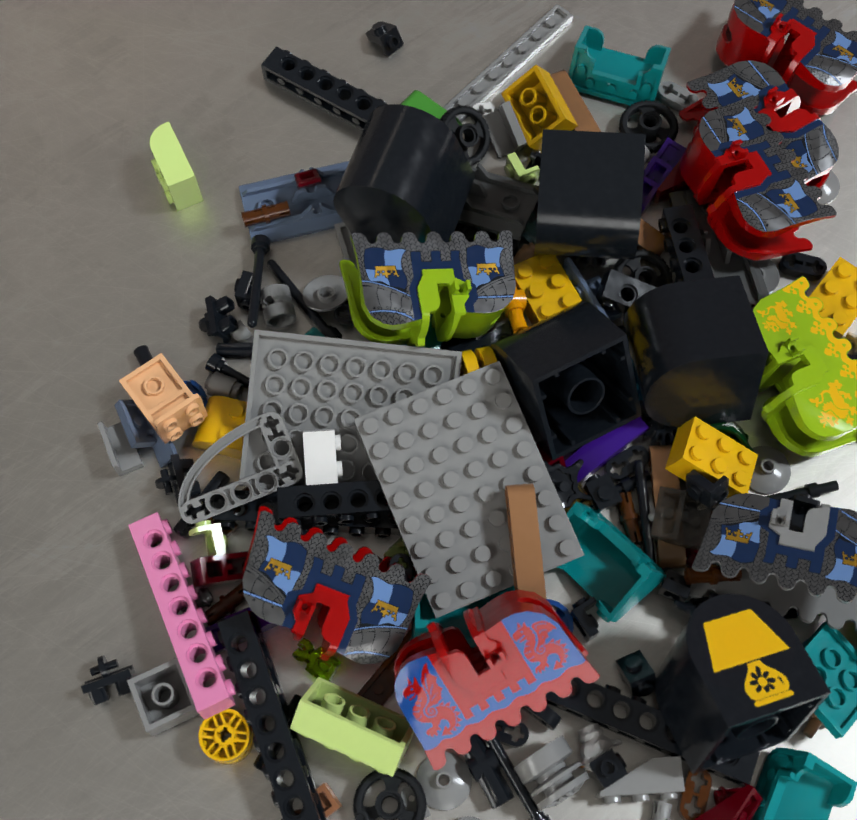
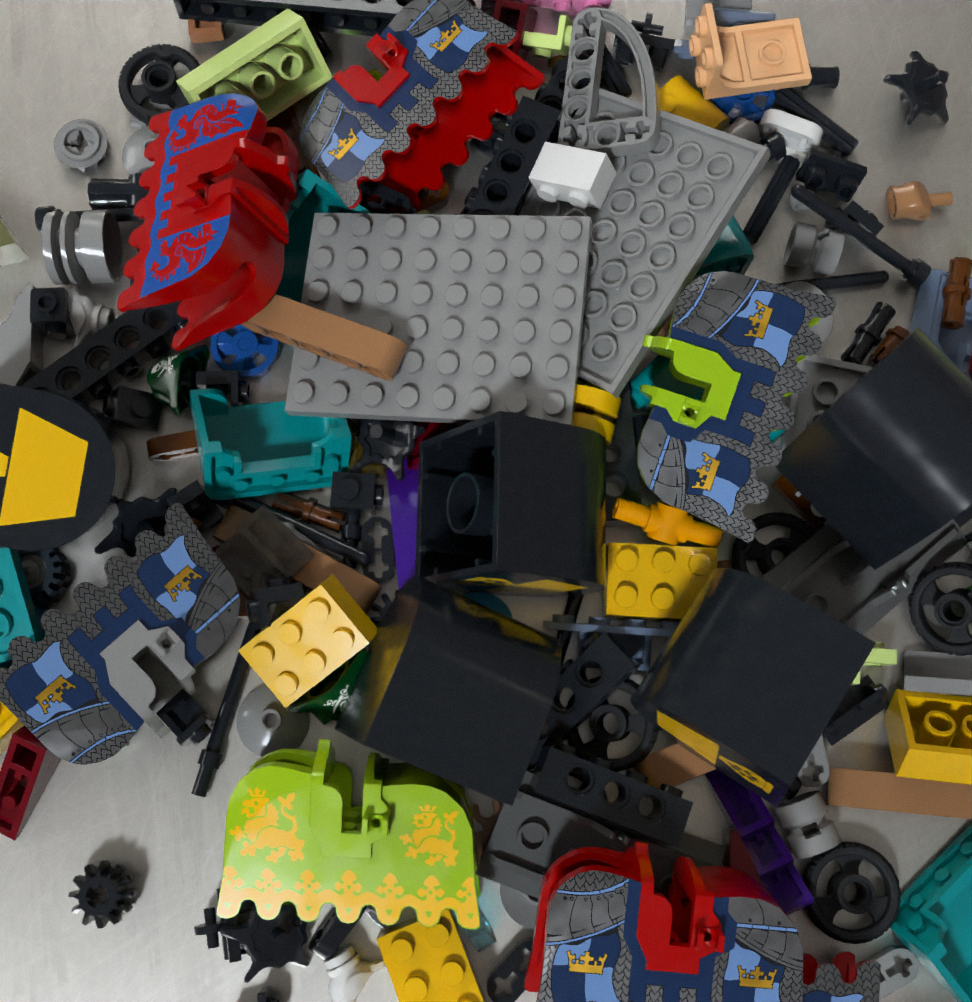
camera: 115 degrees right, 10 degrees up
(127, 291) = (922, 87): none -> black piece
(182, 342) = (832, 132): none -> black axle
(197, 358) = (793, 130): none -> white beam
(209, 267) = (914, 201): none -> medium nougat piece
(316, 238) = (893, 338): none -> reddish brown pin
(316, 254) = (868, 333): none -> black pin
(606, 651) = (176, 376): none -> dark green hat
(643, 627) = (172, 446): none -> reddish brown beam

